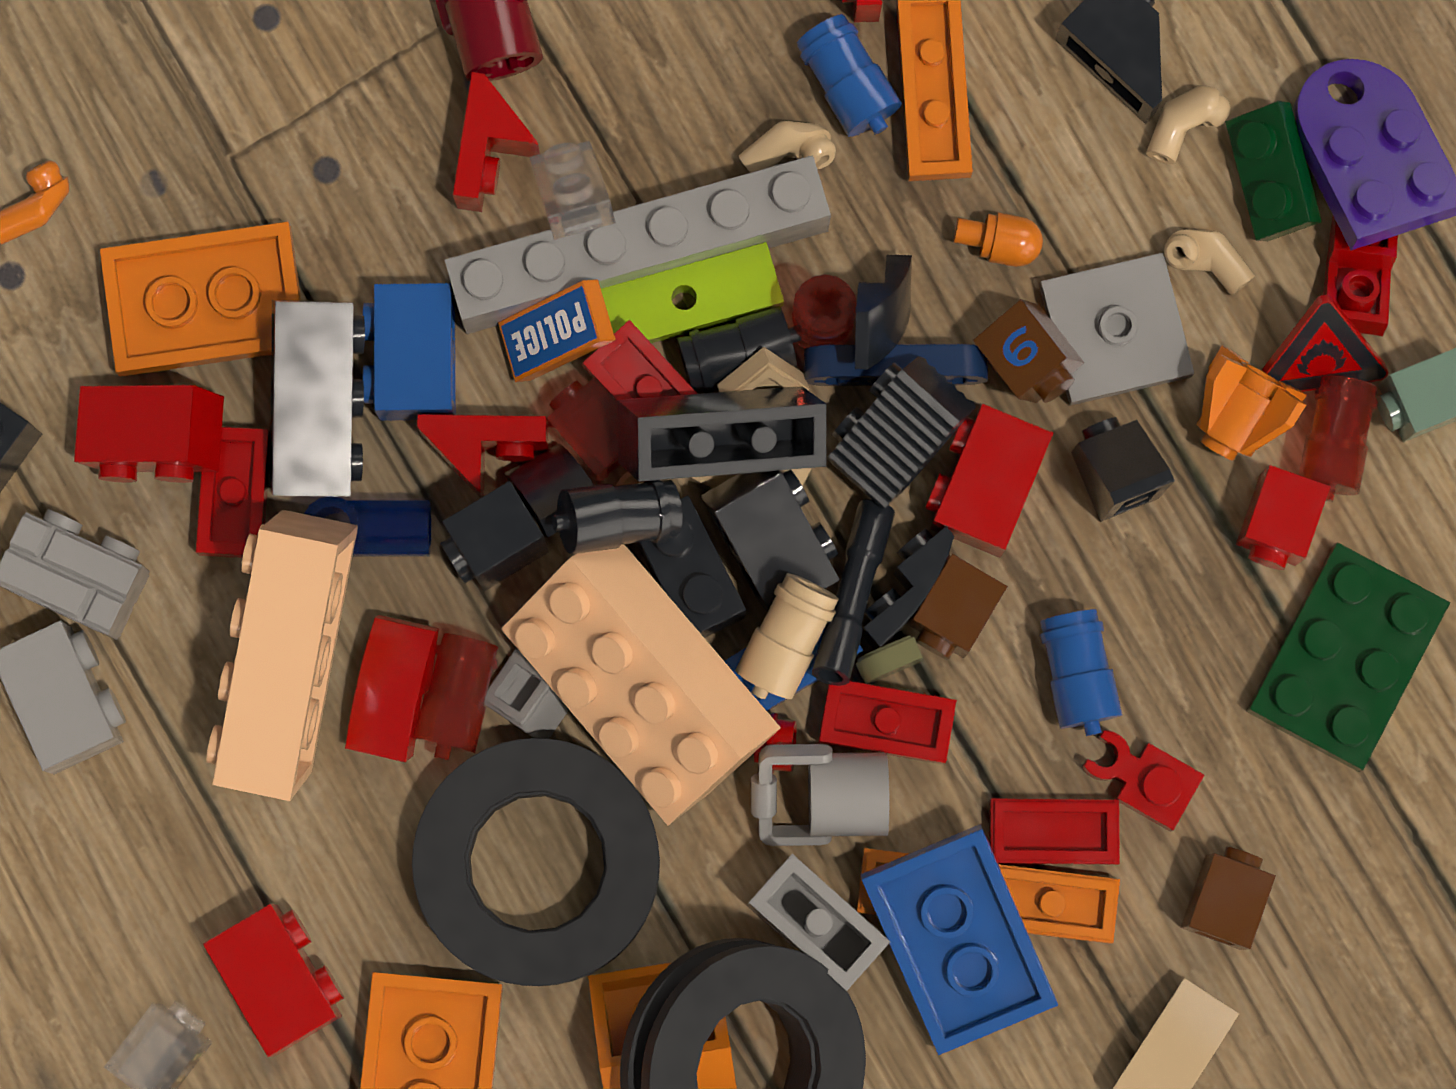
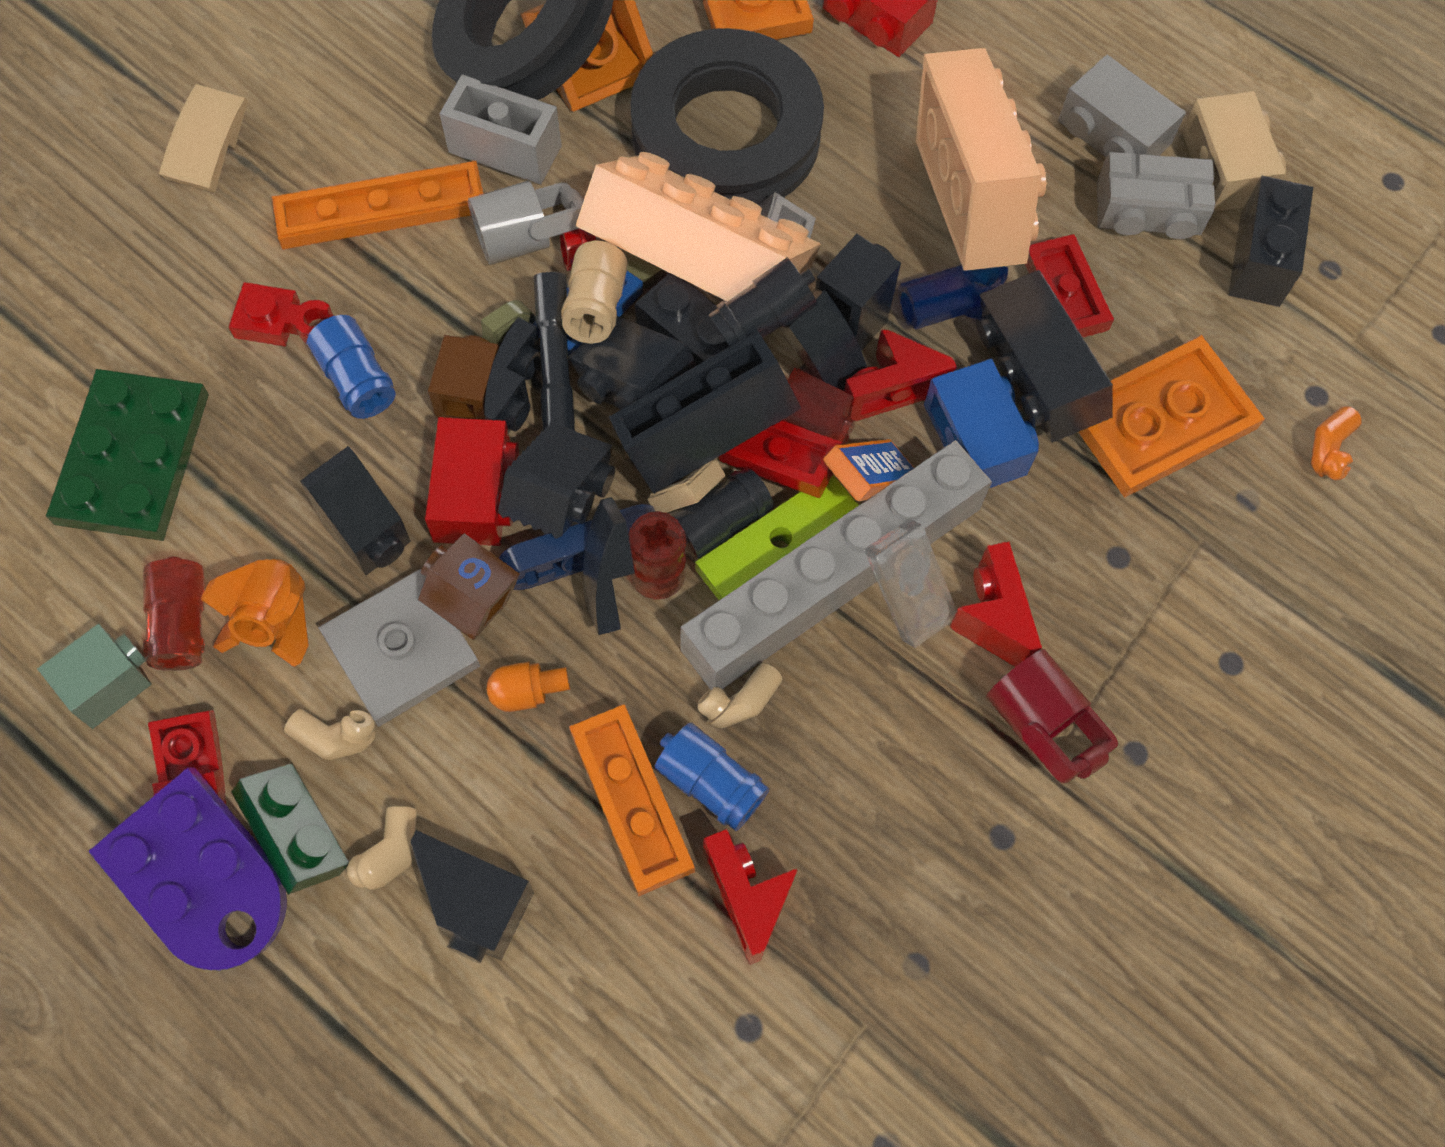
camera: 160 degrees right, 15 degrees down
(149, 430) = (1154, 296): red brick -> none
(391, 687) = (886, 196): red slope -> none
(456, 697) = (833, 201): clear red piece -> none
(888, 721) = (482, 287): red plate -> none
(959, 939) = (390, 153): blue plate -> none
(1054, 831) = (340, 260): red tile -> none
(1229, 898) = (185, 244): reddish brown brick -> none
(1282, 518) = (209, 529): red brick -> none
(1322, 346) = (204, 678): piece -> none

